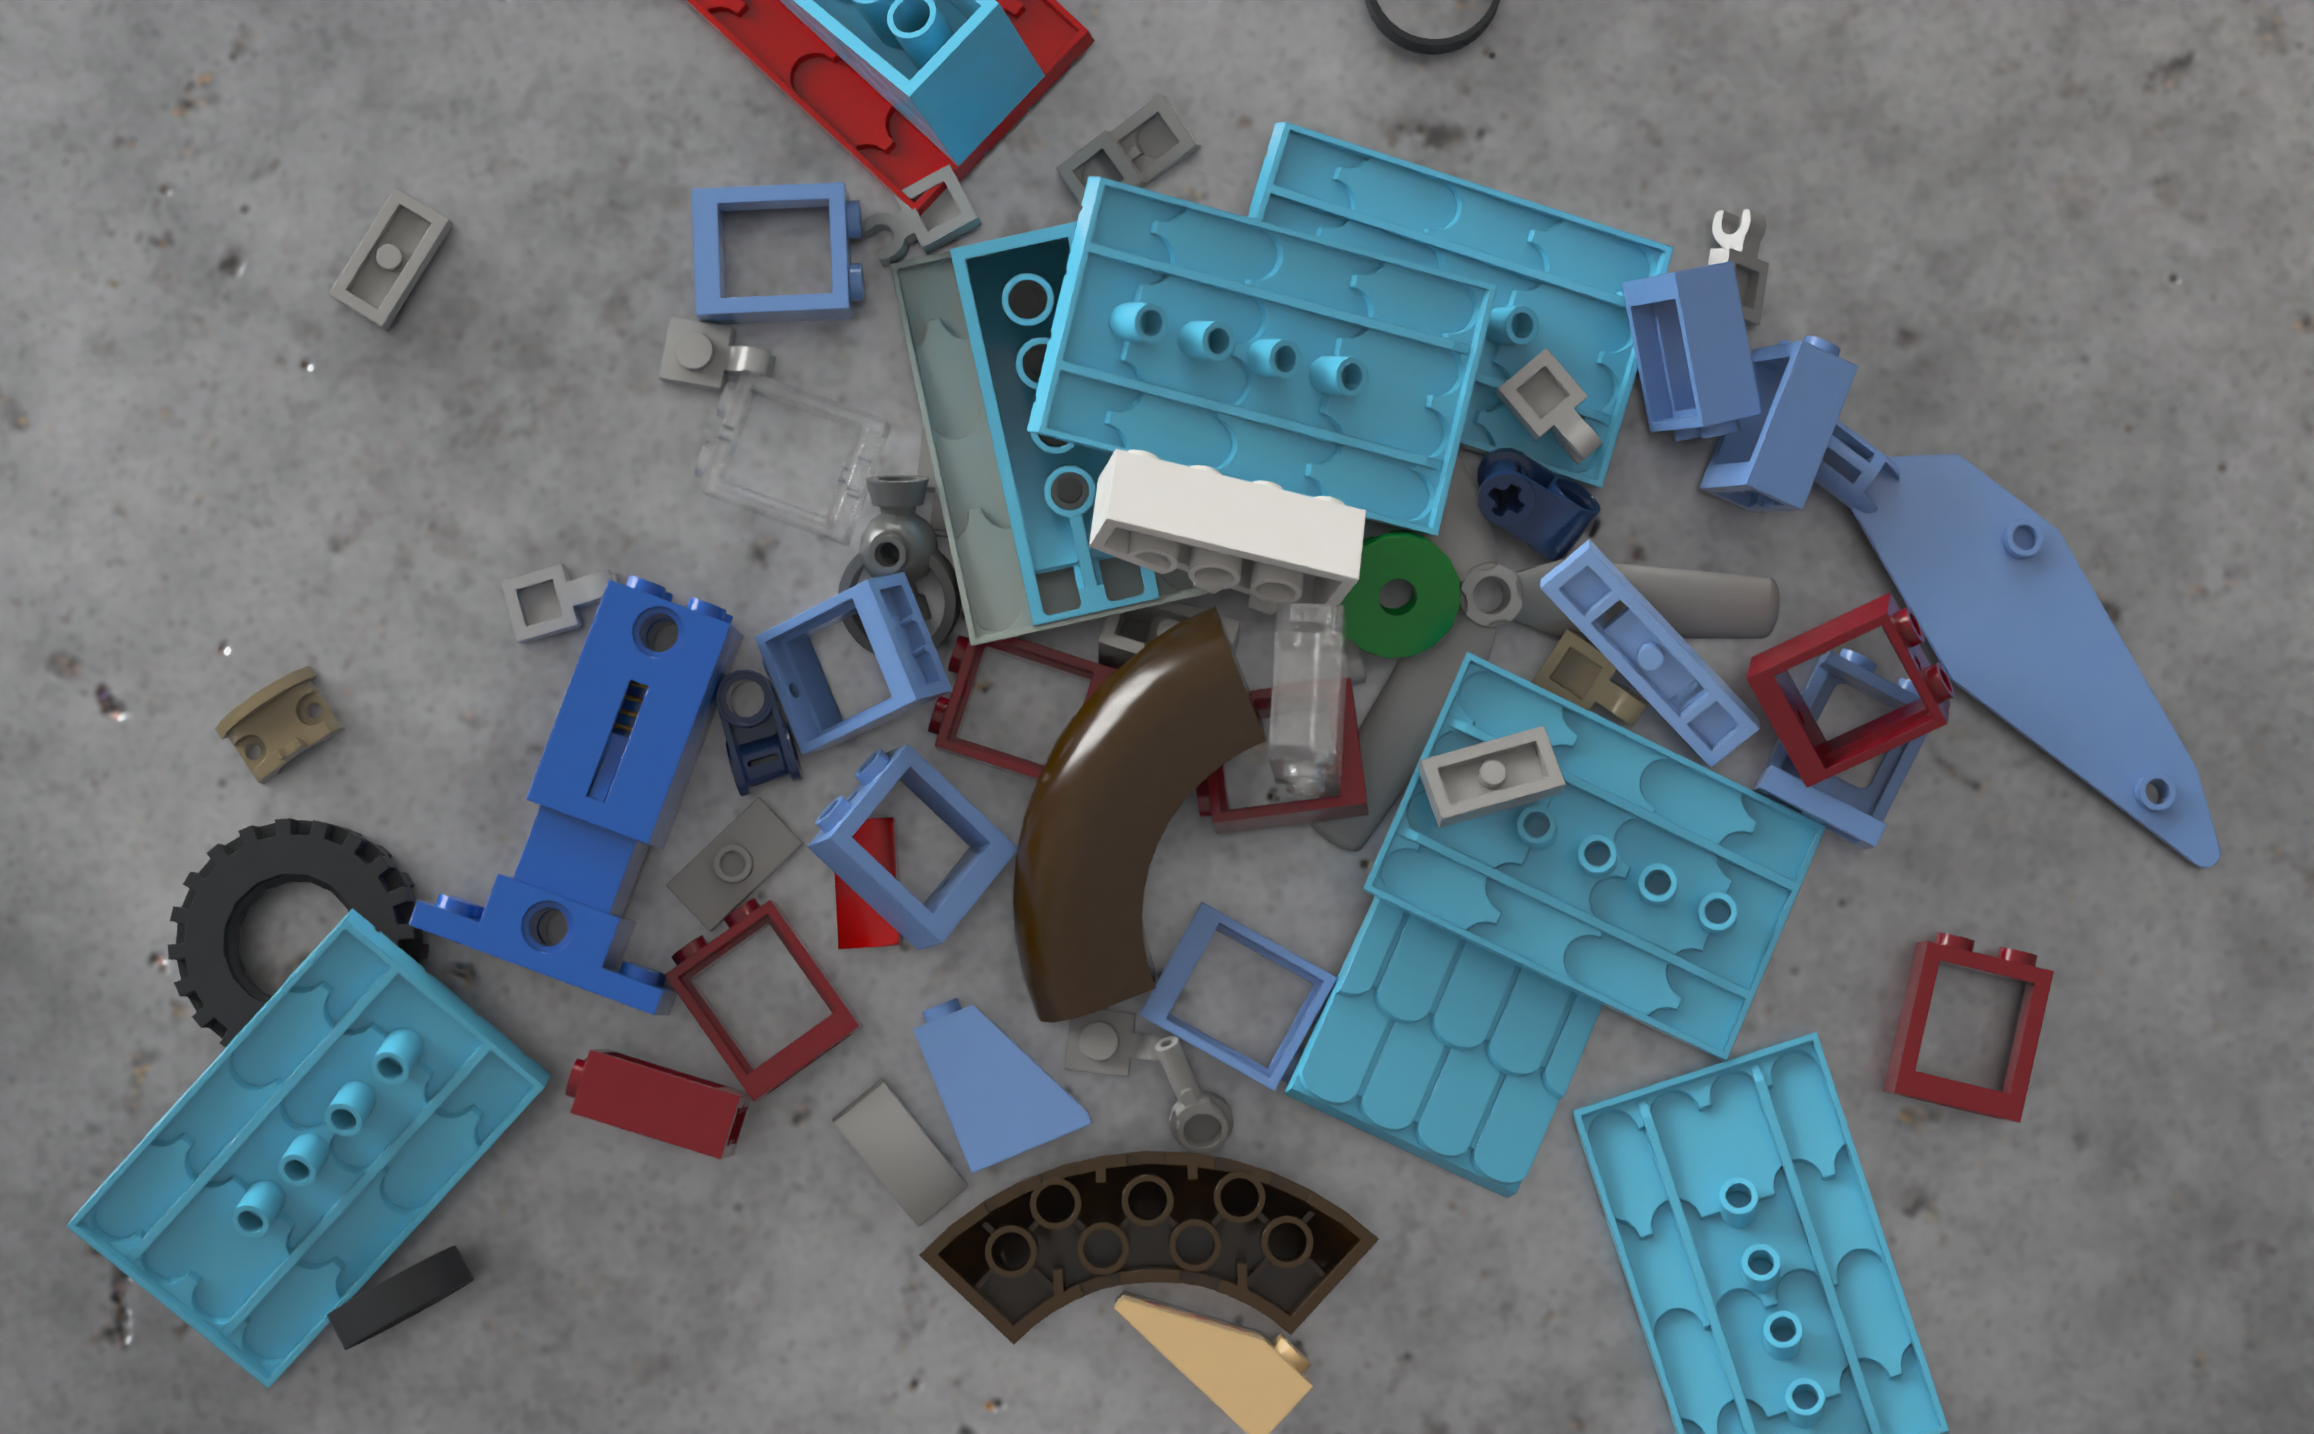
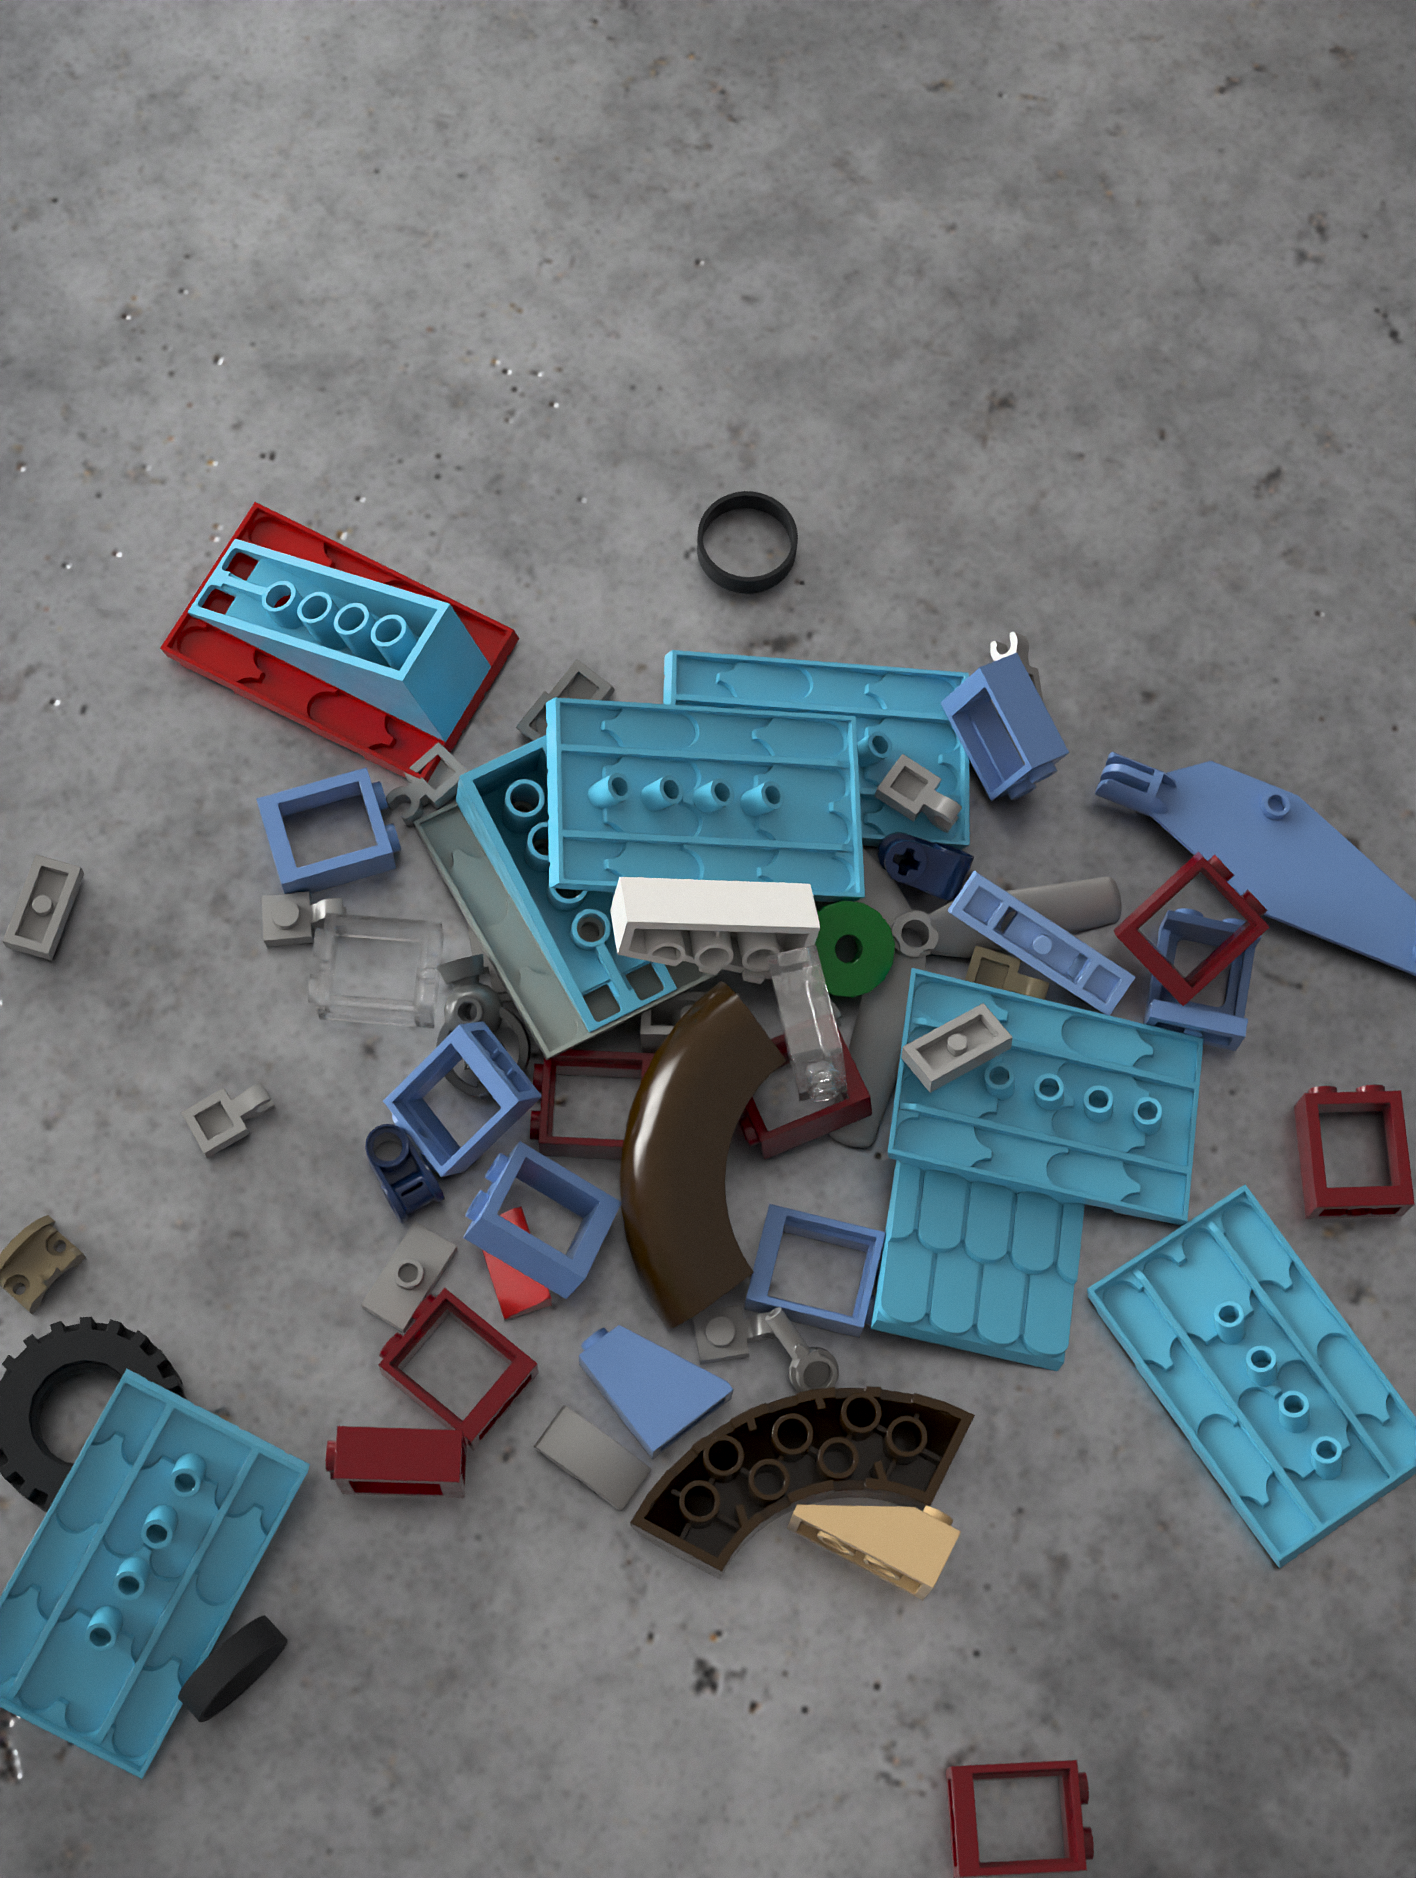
camera: 20 degrees left, 15 degrees down
(604, 796) = (298, 1250): blue brick -> none
(1780, 451) = (1089, 777): medium blue window -> none

